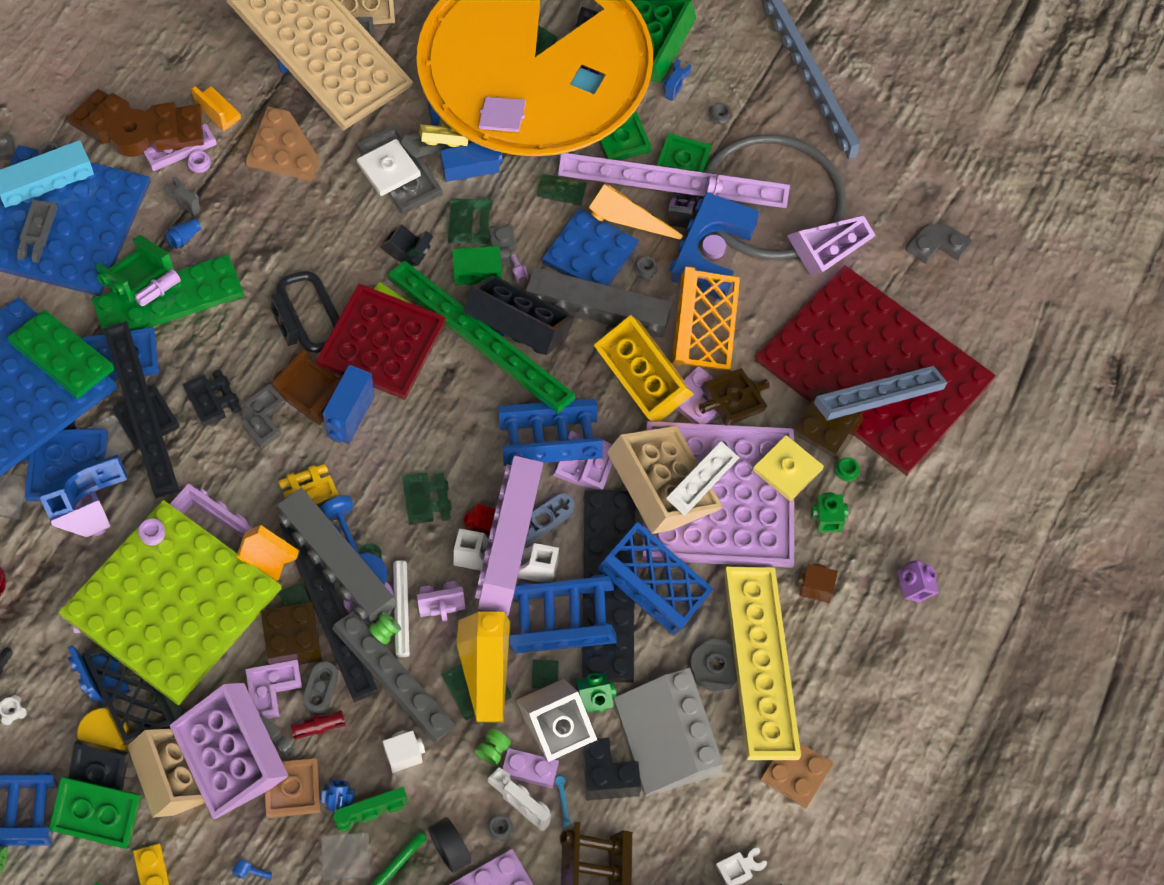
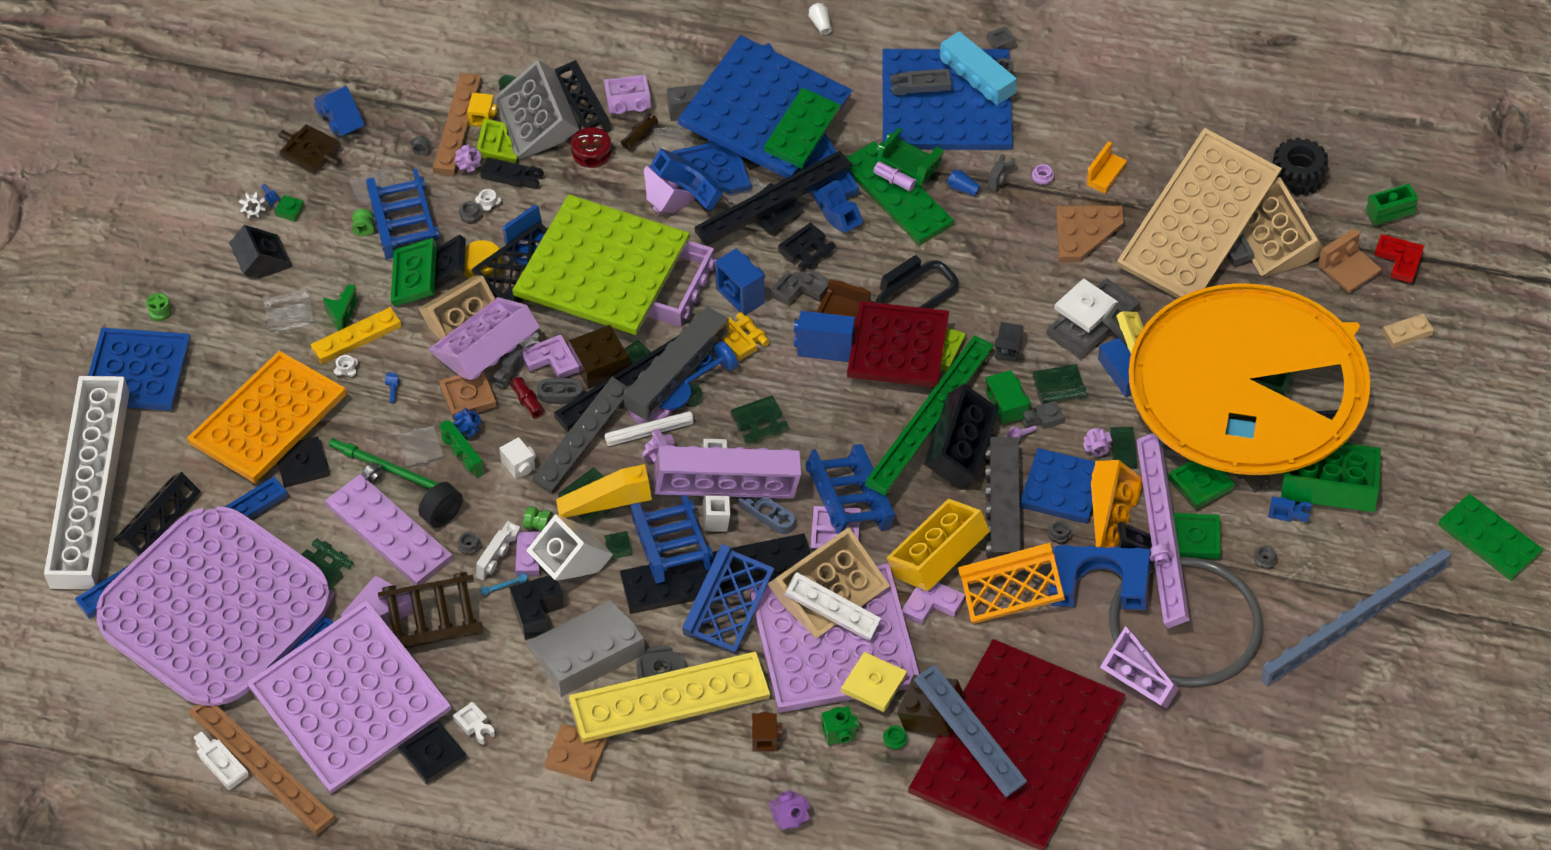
camera: 80 degrees right, 10 degrees down
(22, 733) = (469, 211): none -> flat silver plate
(134, 130) = (1052, 116): reddish brown plate -> none
(151, 531) = (654, 229): lavender tile -> none
(161, 159) = (1052, 156): lavender plate -> none
(178, 353) = (837, 210): none -> blue brick
(245, 468) = (740, 281): none -> blue brick
(266, 551) = (662, 314): light orange panel -> none
(384, 628) = (622, 415): bright green wheel -> none
(502, 114) = (1168, 366): lavender piece -> none
(554, 205) = (1097, 442): none -> lavender gear
(596, 692) = (605, 578): green brick -> none
(713, 246) = (1106, 582): lavender tile -> none
(734, 396) = (938, 626): dark brown plate -> none
(939, 237) = (1191, 770): flat silver plate -> none

